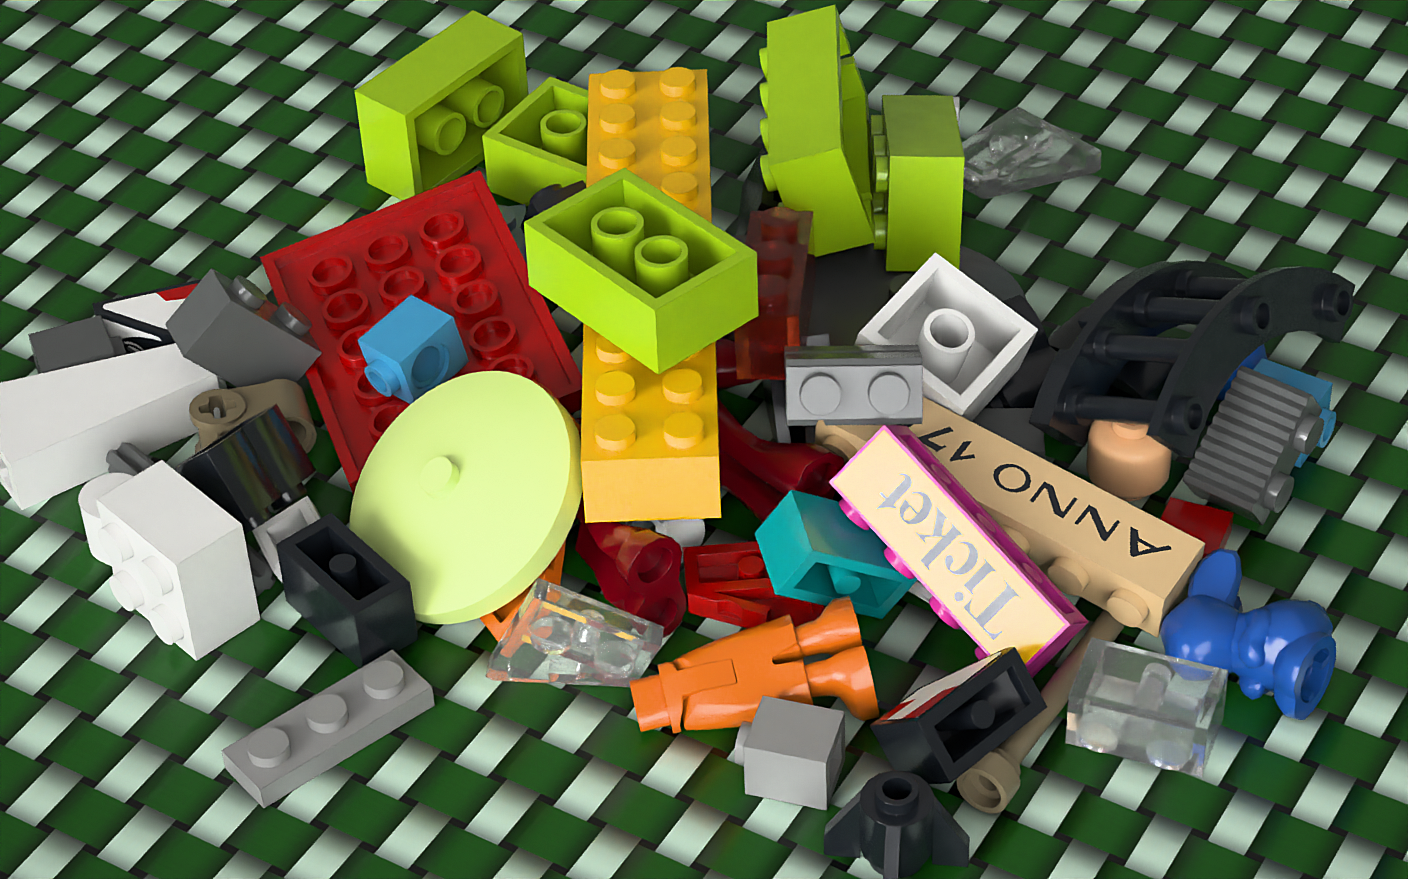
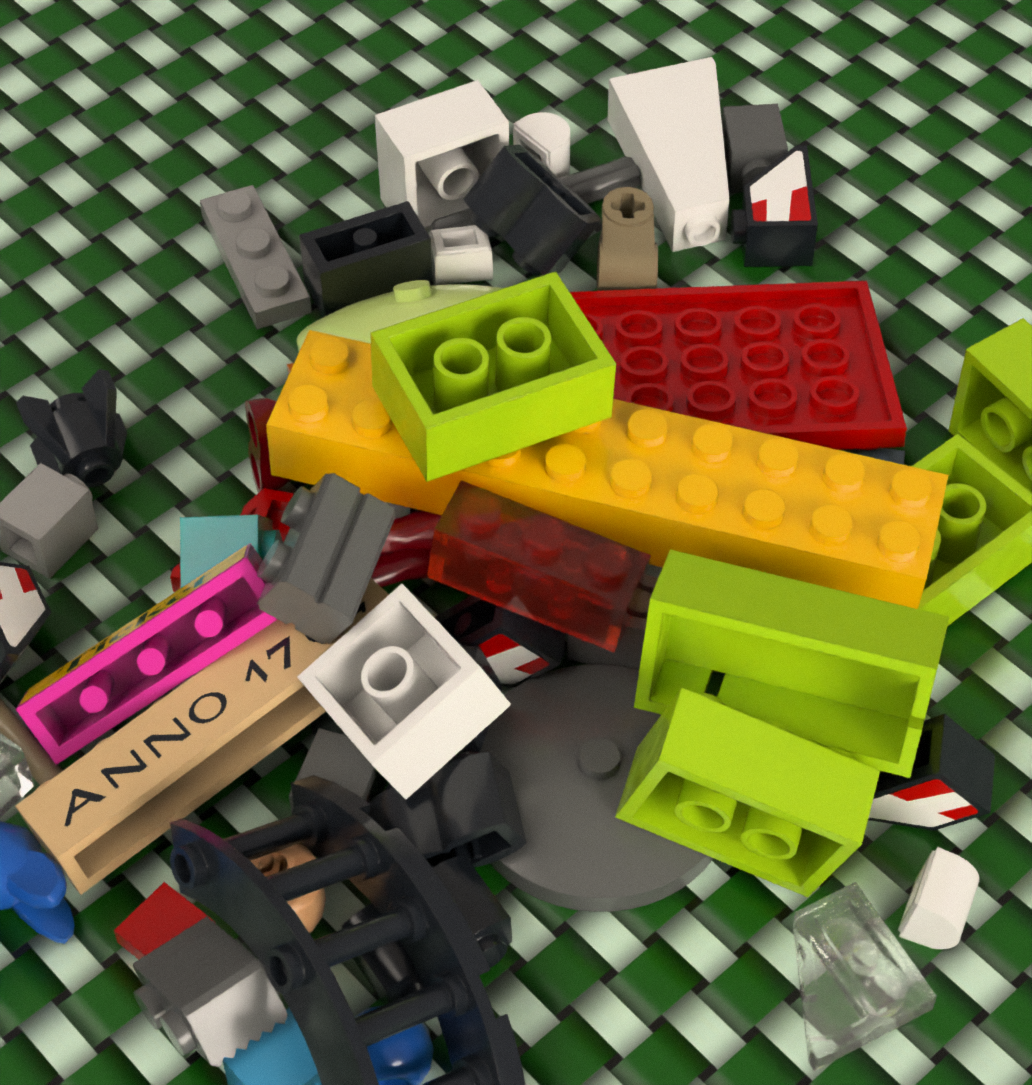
camera: 105 degrees right, 10 degrees up
(240, 334) = (706, 226): dark grey brick -> none
(412, 350) = (631, 324): dark azure brick -> none
(573, 641) = (240, 375): clear wing -> none
(680, 748) = (78, 431): none -> black brick
(726, 678) = (134, 529): orange piece -> none

